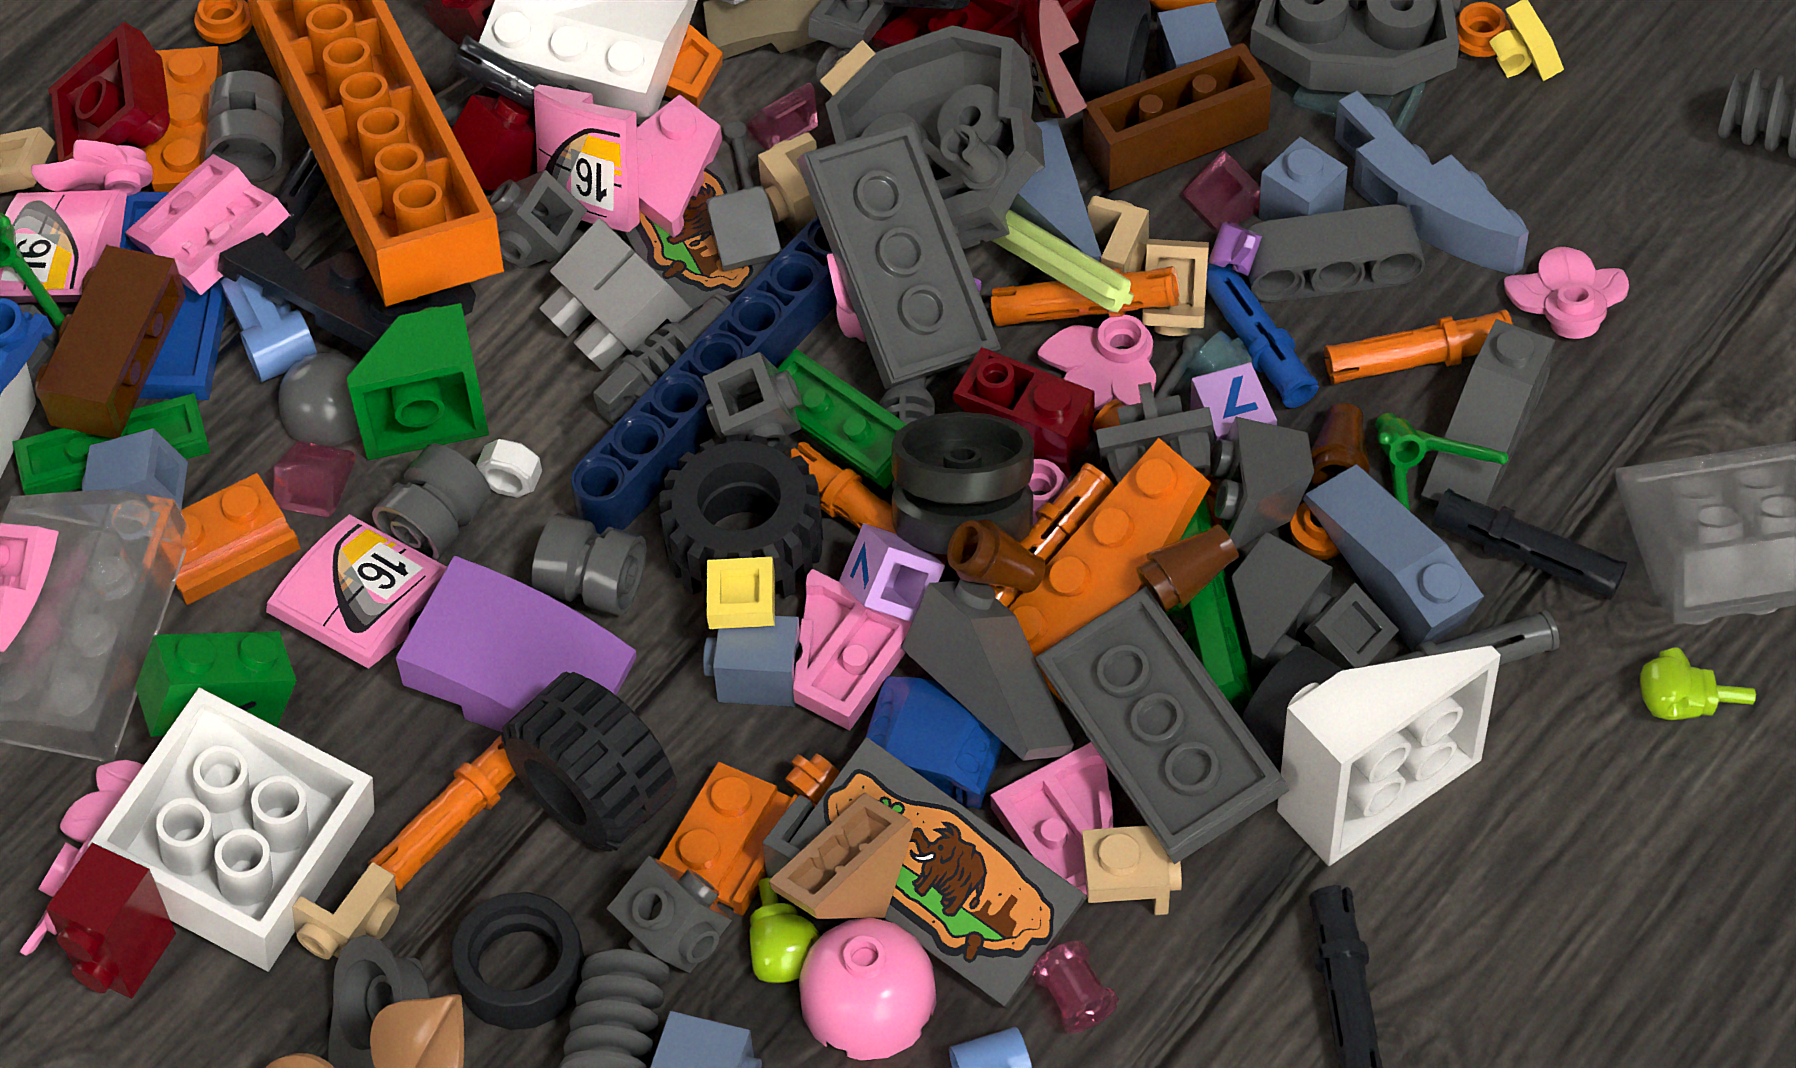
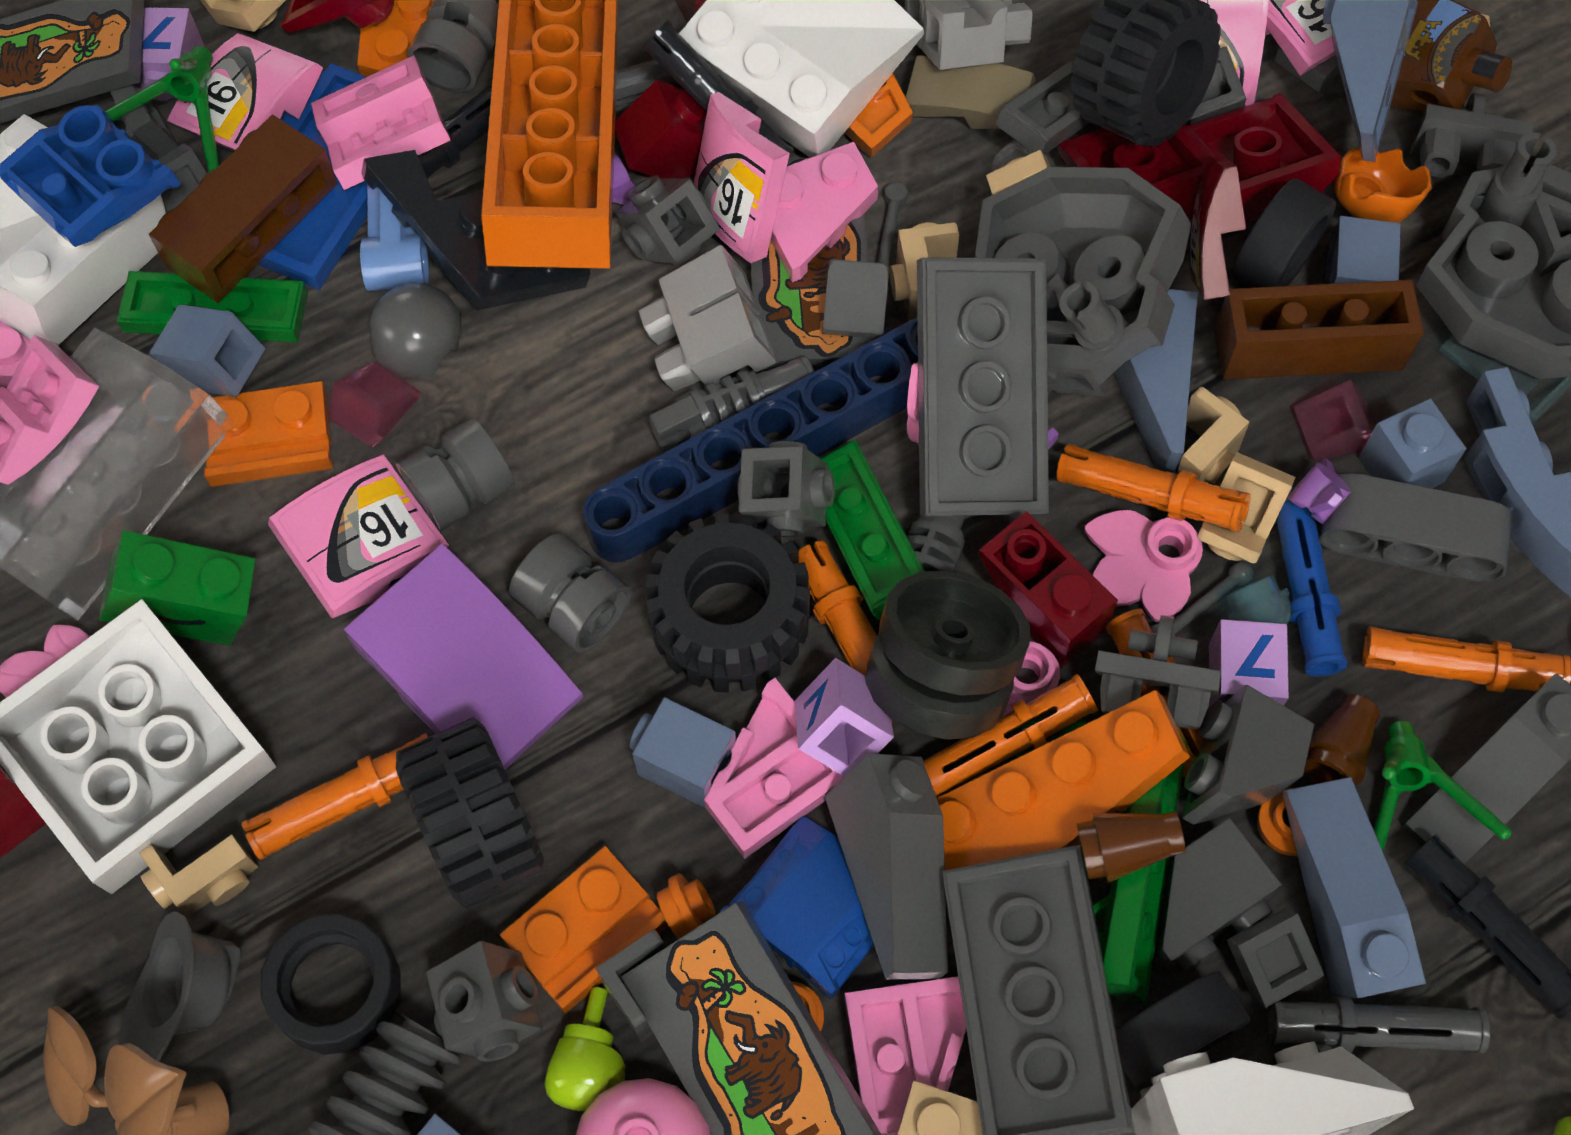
camera: 20 degrees right, 10 degrees up
(97, 168) = (307, 37): bright pink plate -> none
(418, 385) = (491, 351): green slope -> none
(509, 467) = (543, 462): white tile -> none
(740, 593) = (687, 688): light yellow tile -> none
(785, 117) = (946, 198): clear pink slope -> none
(849, 864) = (662, 1033): medium nougat slope -> none
(990, 556) = (939, 749): reddish brown cone -> none
(1066, 263) = (1146, 452): yellowish green axle -> none

